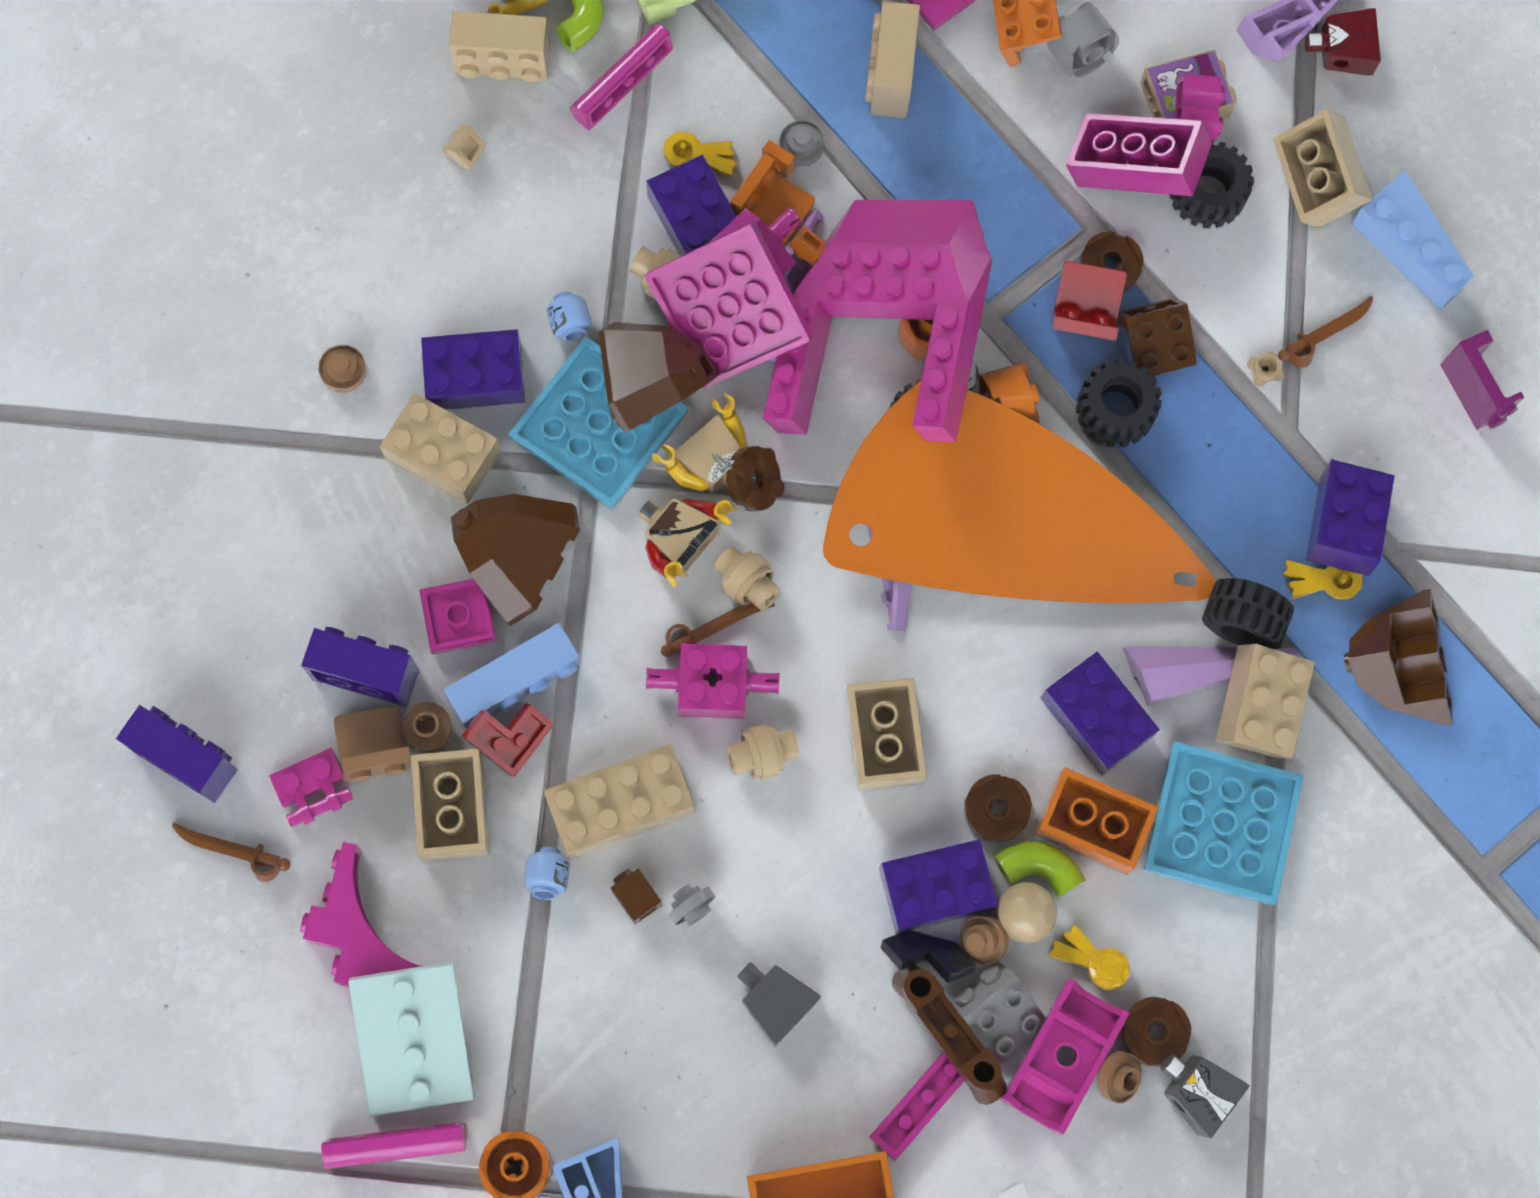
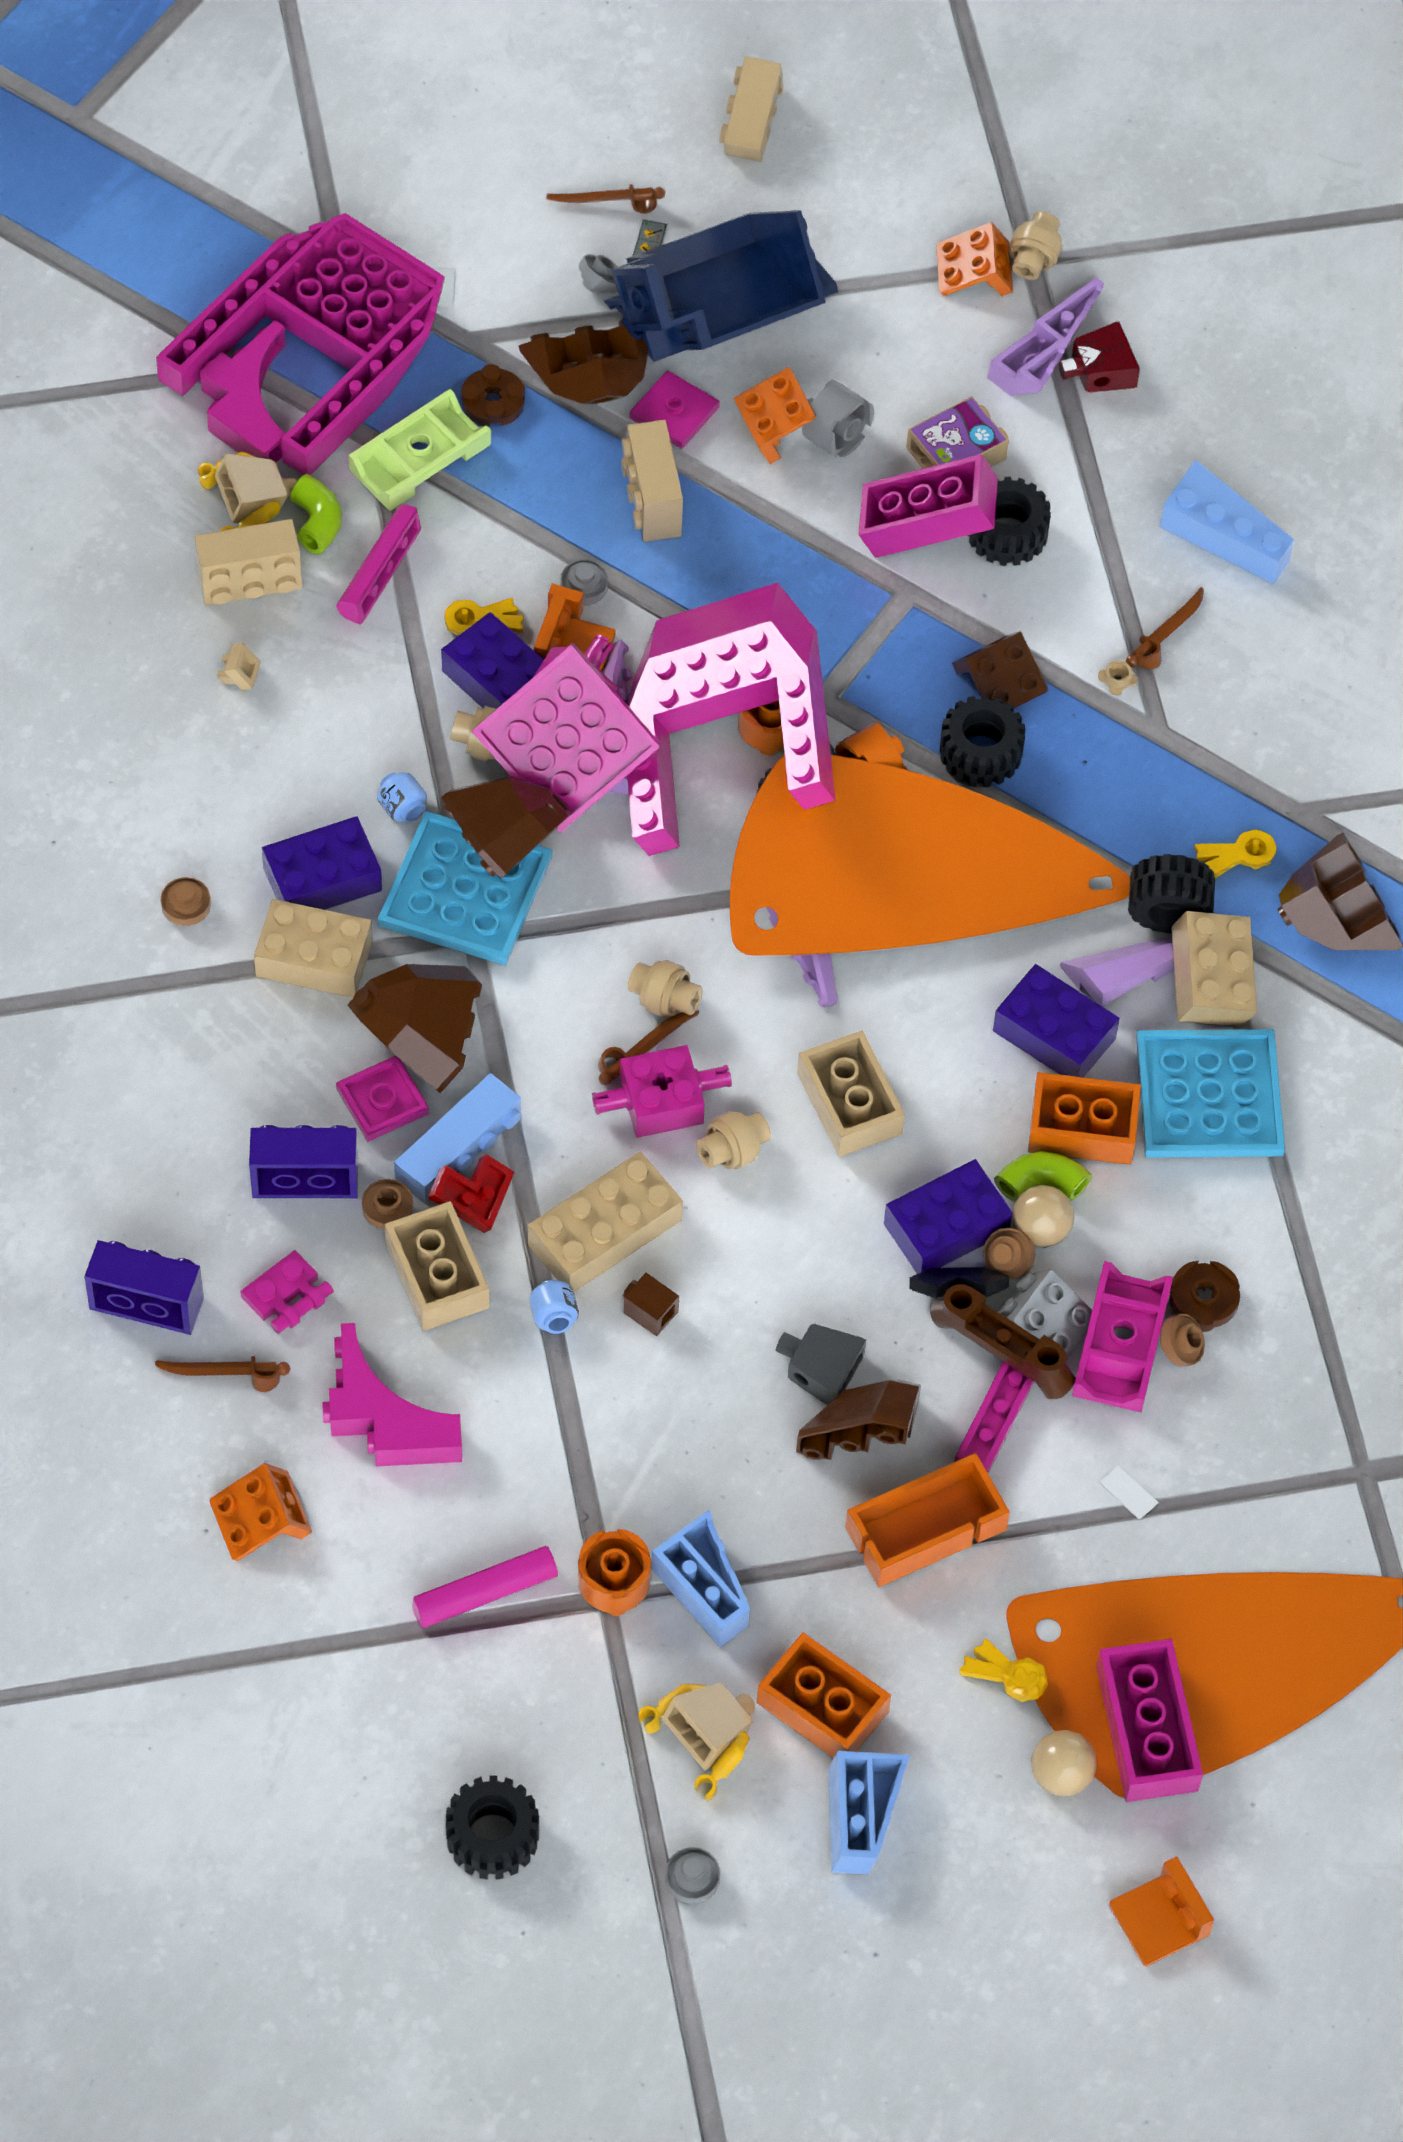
camera: 15 degrees left, 15 degrees down
(217, 1006) = (259, 1510): none -> orange bracket
(372, 744) = (337, 1234): medium nougat bracket -> none
(411, 1038) = (470, 1483): light aqua plate -> none
(681, 533) = (585, 963): torso -> none
(691, 904) = (709, 1295): light grey plate -> none
(706, 456) = (590, 887): torso -> none
(768, 483) = (642, 895): reddish brown plate -> none
(796, 1080) = (858, 1414): none -> reddish brown brick
(807, 245) = (623, 670): orange plate -> none
(1015, 814) = (990, 1118): reddish brown plate -> none
(1088, 300) = (921, 652): bracket -> none
(1106, 966) = (1136, 1250): yellow piece -> none
(1115, 246) = (932, 634): reddish brown plate -> none
(1199, 99) = (973, 437): dark pink brick -> none
(1202, 1092) = (1266, 1332): dark grey torso -> none
(1322, 168) = (1114, 478): tan brick -> none
(1350, 517) = (1244, 787): dark purple brick -> none
(1476, 385) = (1328, 637): magenta panel -> none

